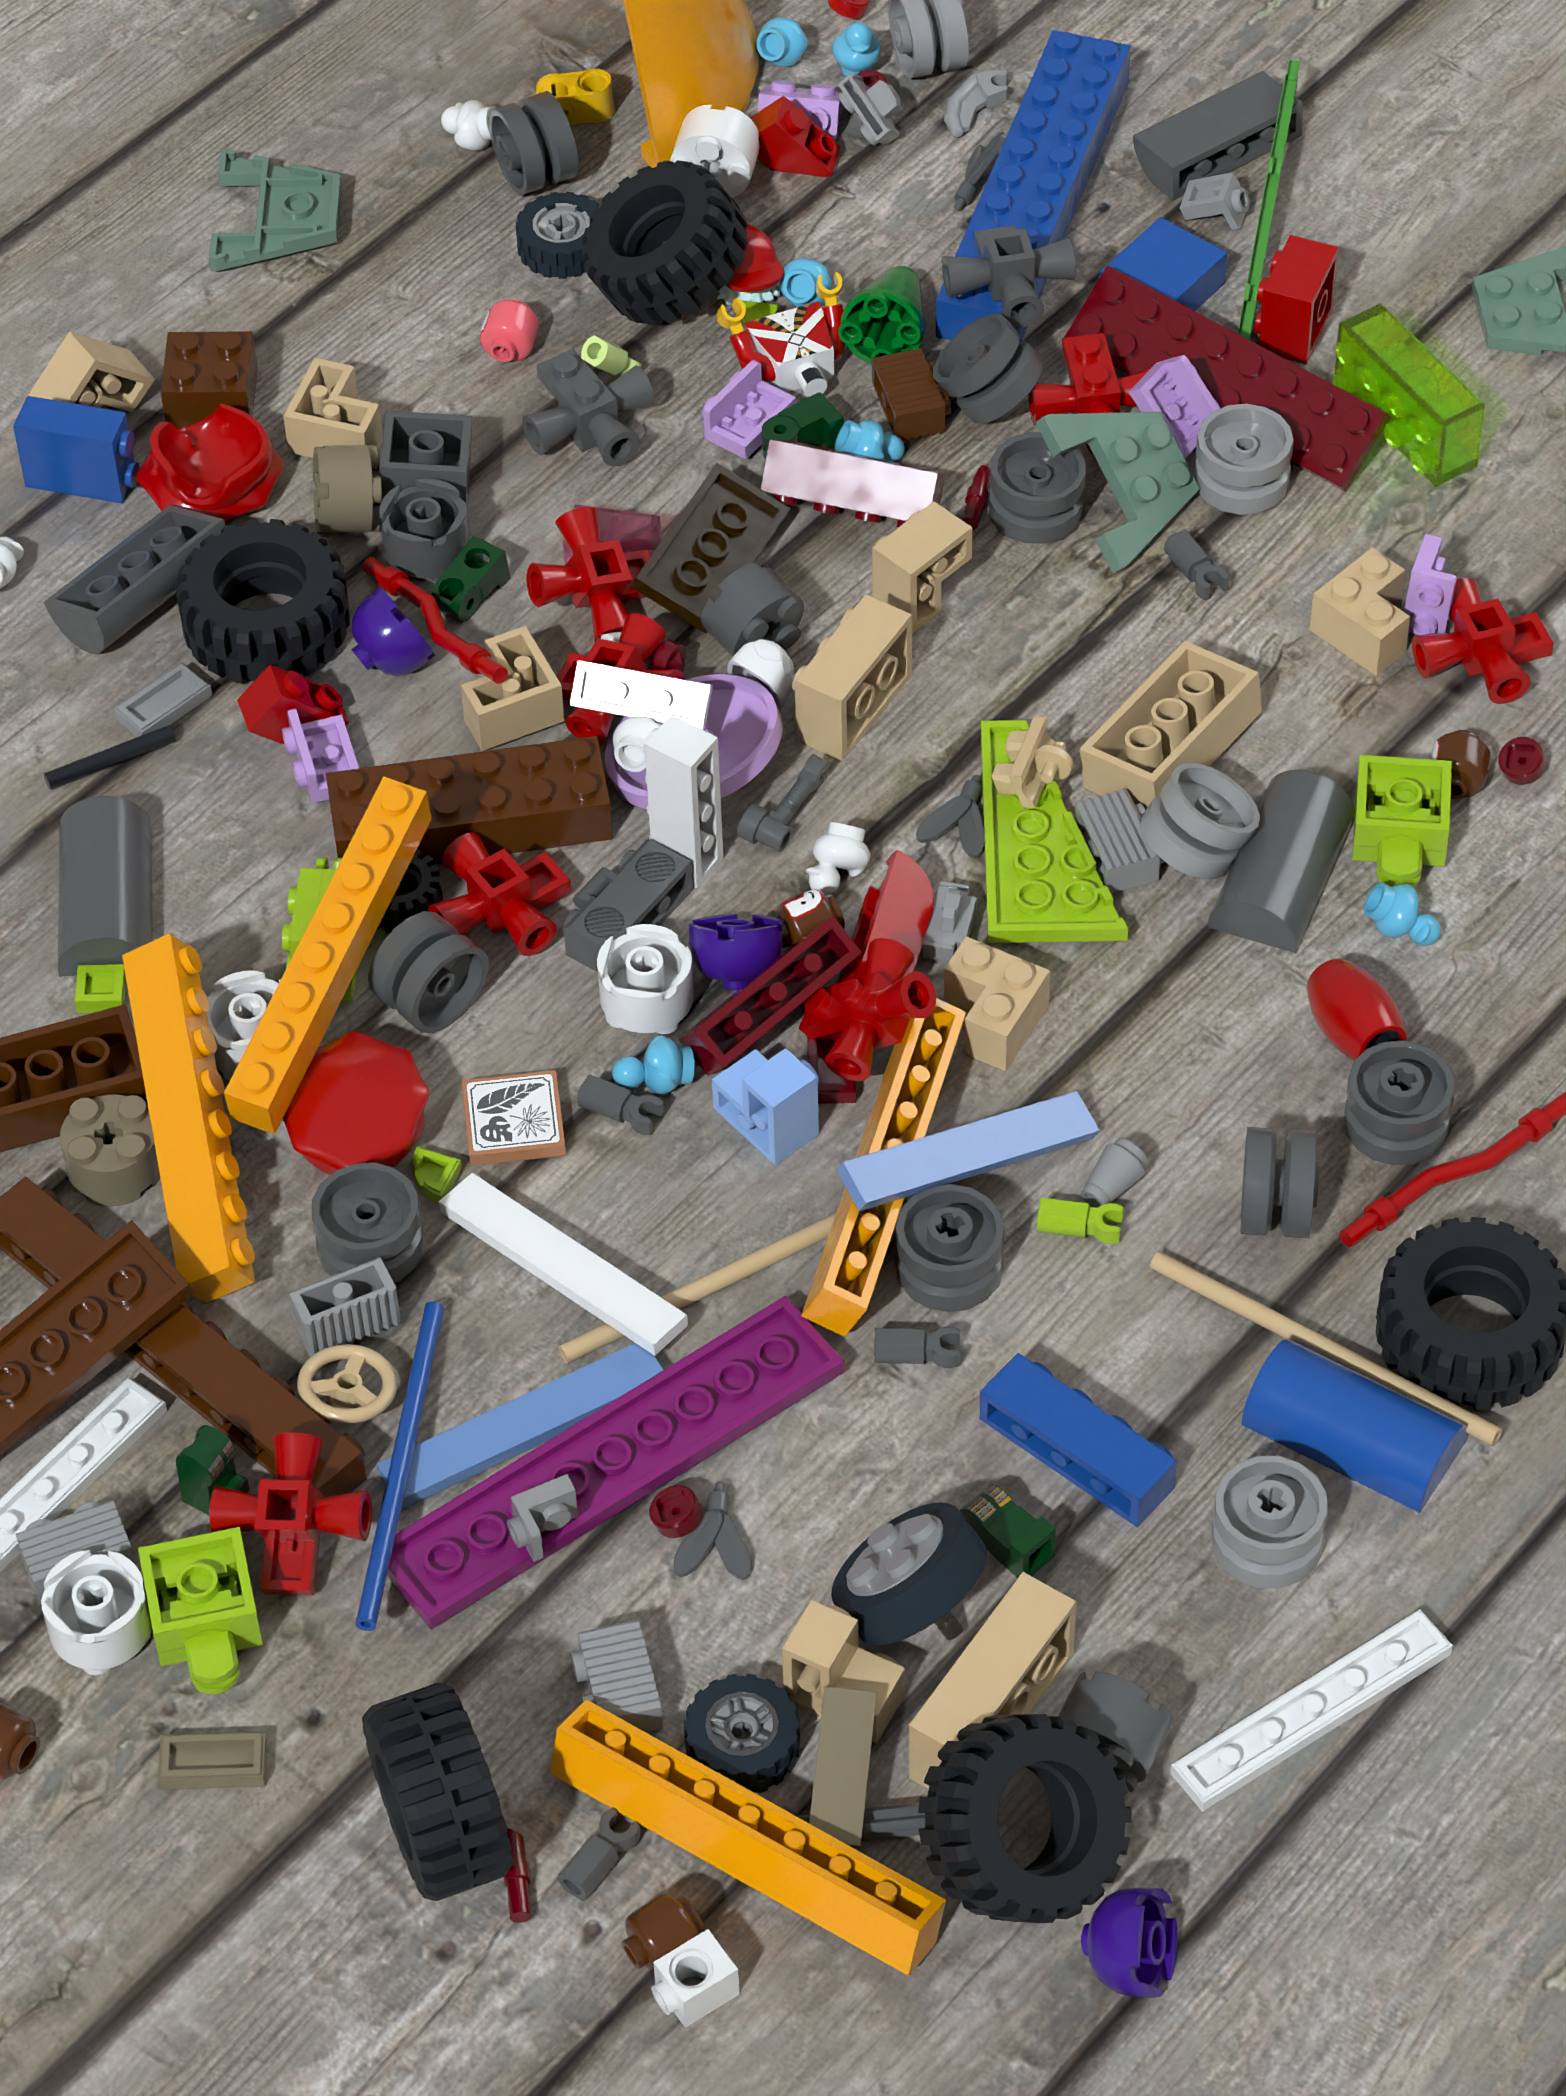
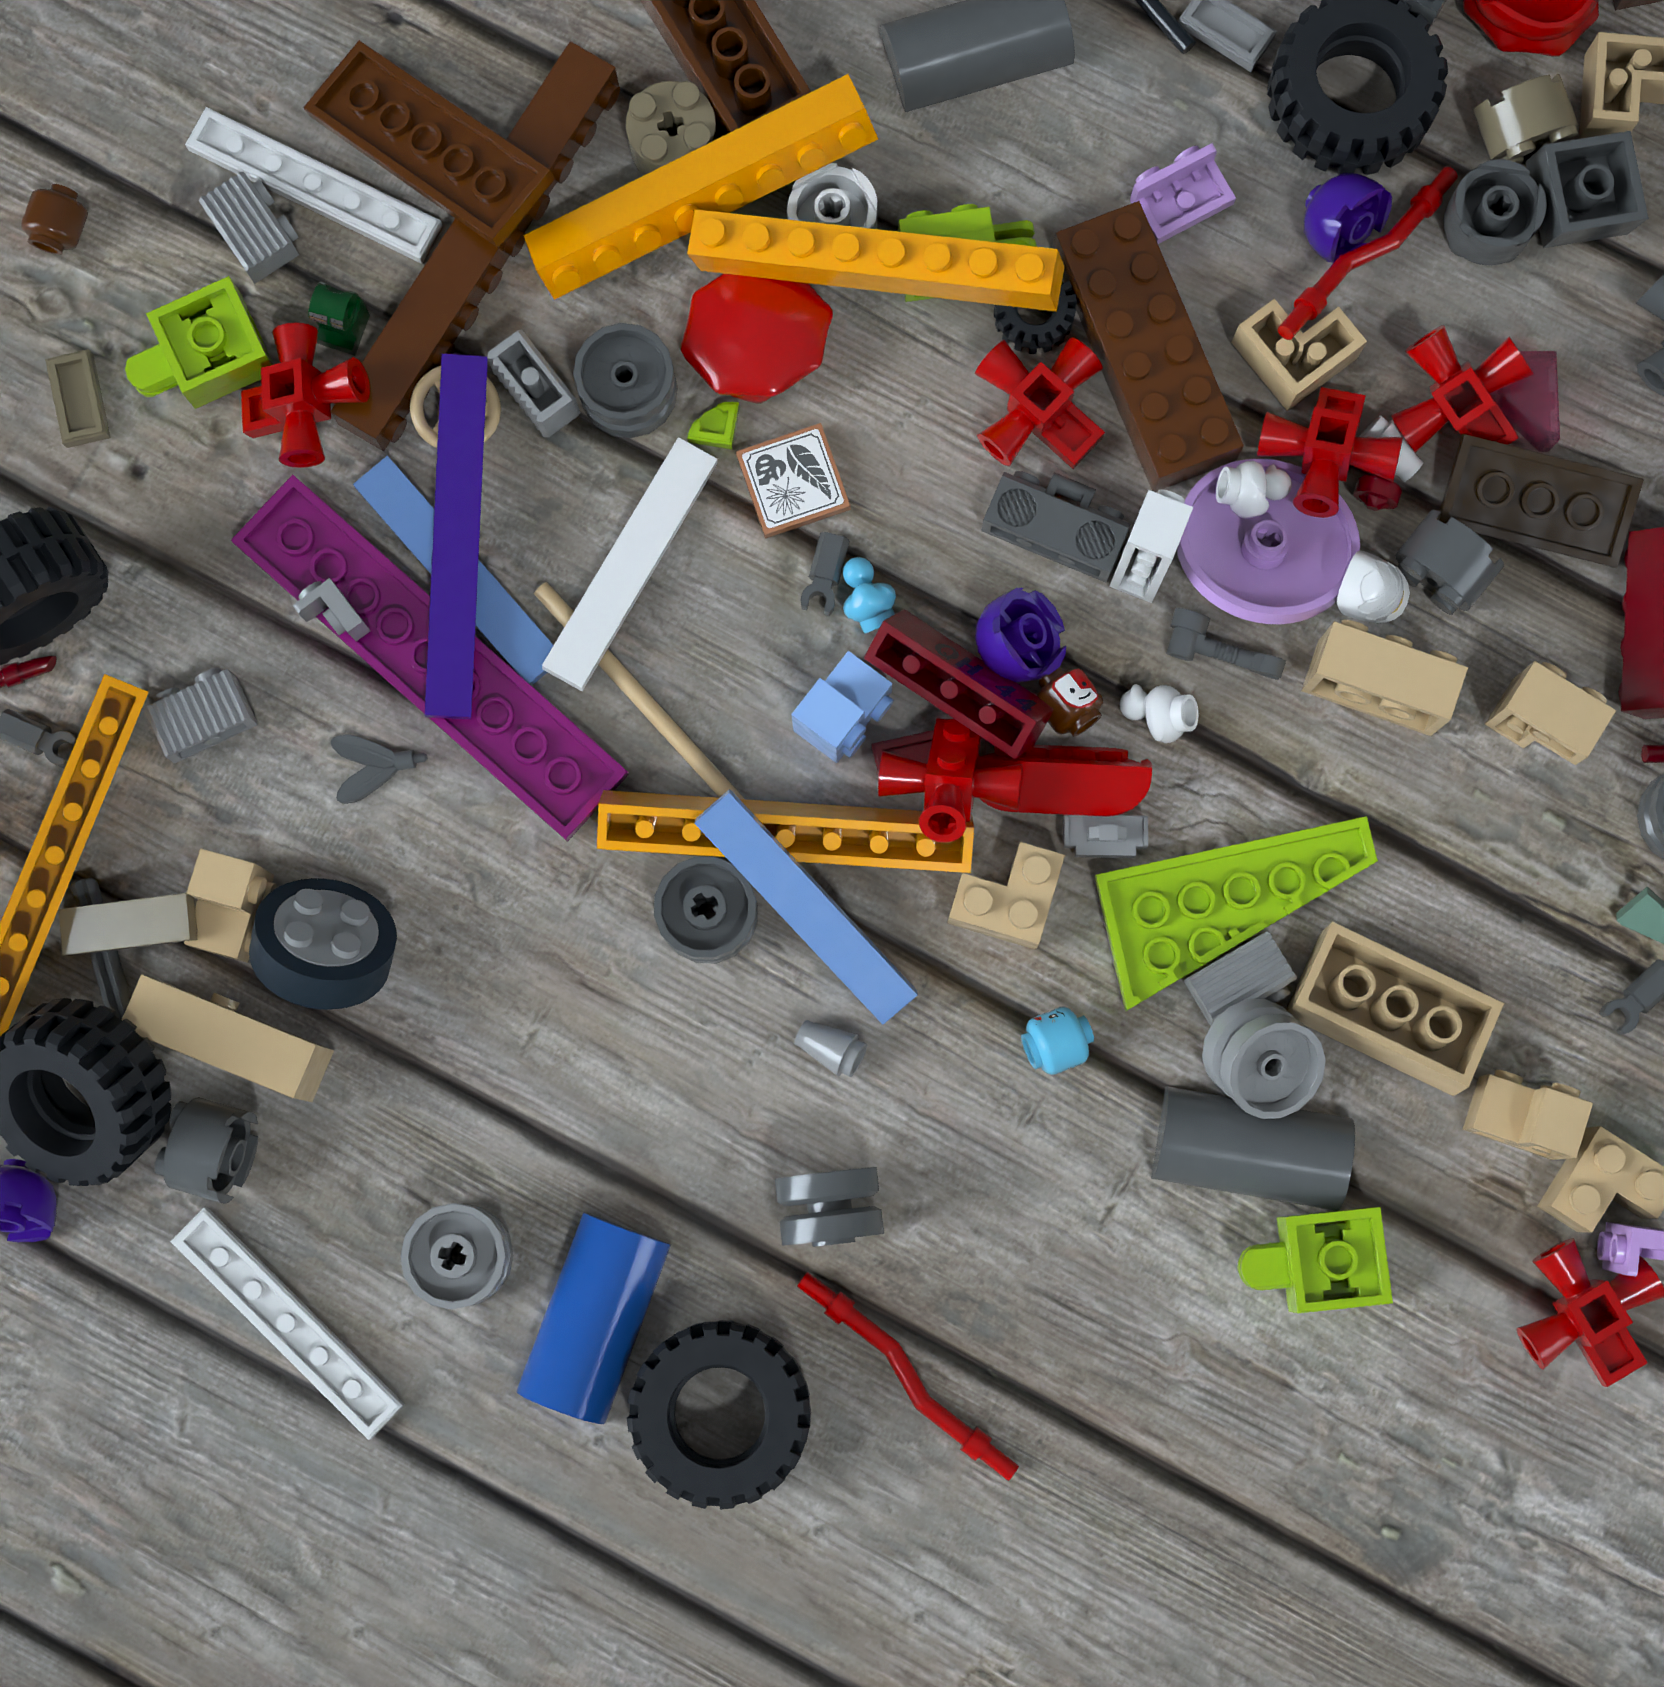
camera: 80 degrees right, 30 degrees up
(96, 1610) = (176, 237): white brick -> none
(99, 987) = (868, 70): lime tile -> none
(276, 691) = (1239, 146): red slope -> none
(399, 1467) = (370, 476): blue piece -> none
(428, 972) = (919, 359): dark grey wheel -> none
(470, 579) = (1442, 274): dark green leg -> none
(493, 1394) = (456, 537): none -> dark purple tile
(639, 694) = (1292, 474): white tile -> none
(645, 980) = (985, 552): white brick -> none
(676, 1511) = (384, 725): dark red tile -> none
(741, 1706) = (154, 810): black wheel -> none
(916, 1346) = (603, 897): dark grey bar -> none
(960, 811) = (1254, 822): dark grey piece -> none
(1010, 1531) = (416, 1020): dark green leg -> none
(1036, 762) = (1303, 882): tan hips -> none
(1078, 1439) = (522, 1067): blue brick -> none
(1080, 1219) = (775, 1020): lime bar -> none
(1147, 987) = (1057, 1040): none -> medium azure head
(1297, 645) = (1536, 1121): none -> tan brick
(1314, 1341) = (671, 1276): tan piece -> none
(1353, 1008) = (1061, 1250): red piece -> none
(1396, 913) = (1203, 1273): medium azure animal -> none
(1399, 1102) = (990, 1314): dark grey wheel -> none
(1469, 761) = (1420, 1309): reddish brown head -> none
(1522, 760) = (1442, 1373): dark red tile -> none

